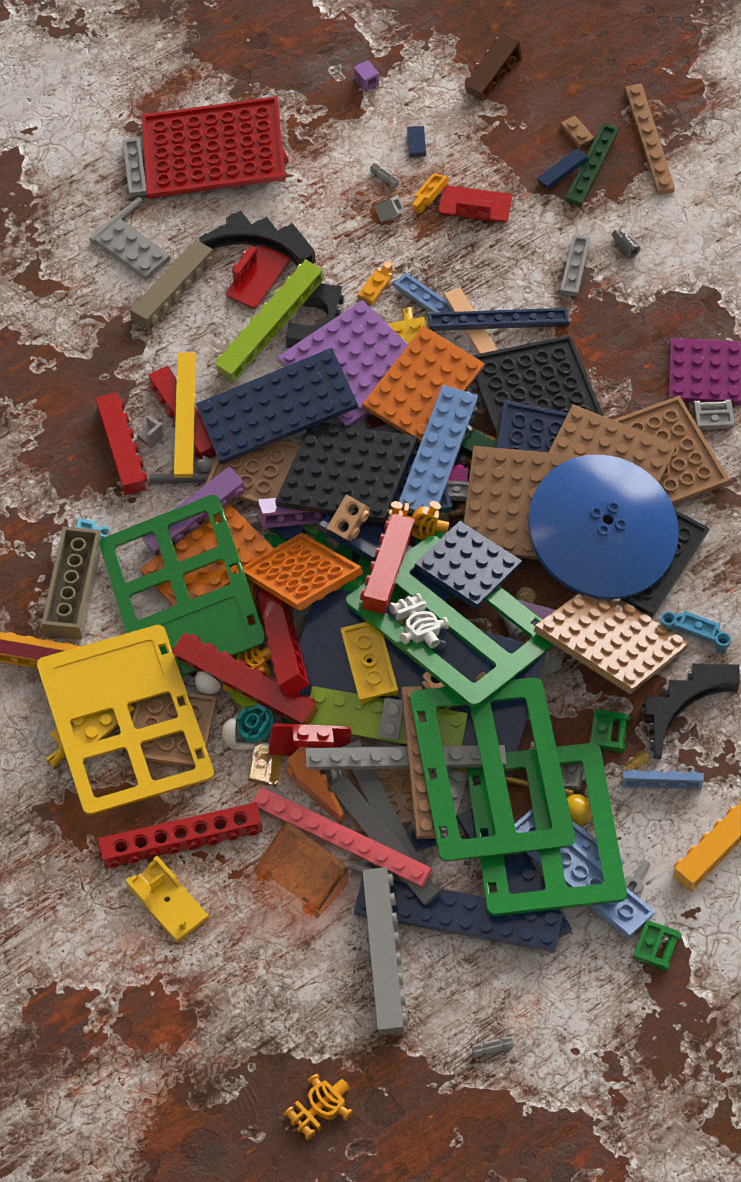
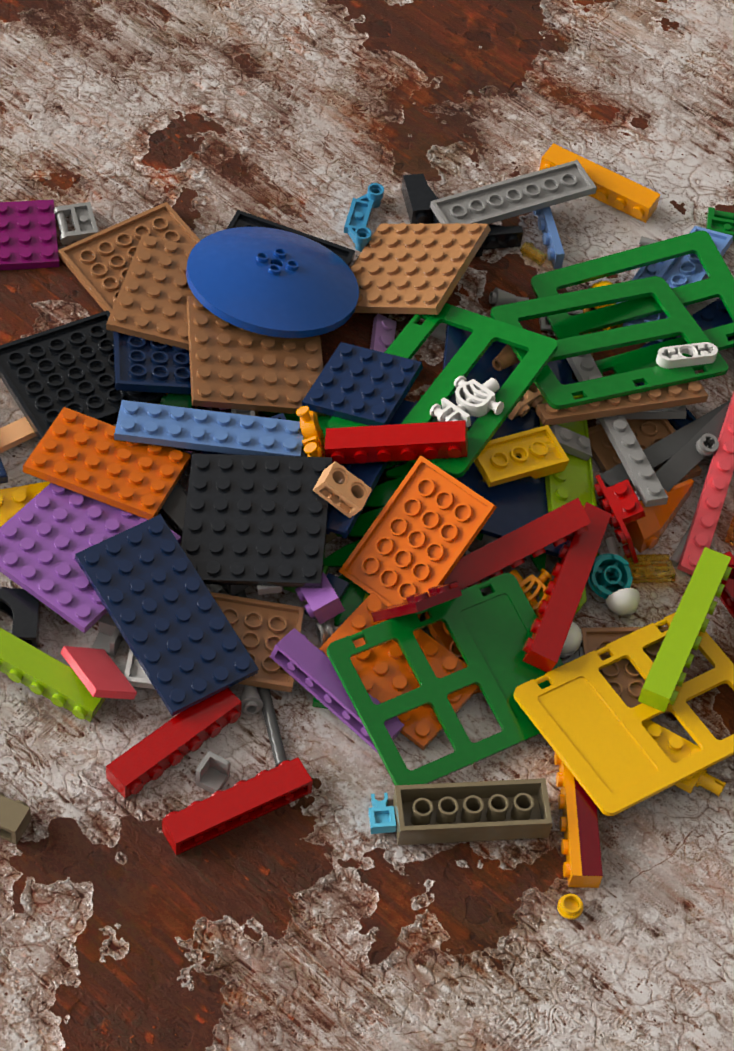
camera: 110 degrees left, 5 degrees down
(185, 415) = (186, 725): yellow tile -> none
(186, 758) = (684, 630): none -> lime brick
(234, 564) = (420, 602): none -> dark red wing
(242, 367) = (98, 673): none -> coral tile
(365, 825) = (704, 450): none -> light grey bush
(452, 814) = (672, 356): none -> white beam
(582, 721) = (501, 297): none -> light grey cone
(602, 730) = (505, 277): green plate -> none
(694, 746) = (515, 195): none -> light grey plate

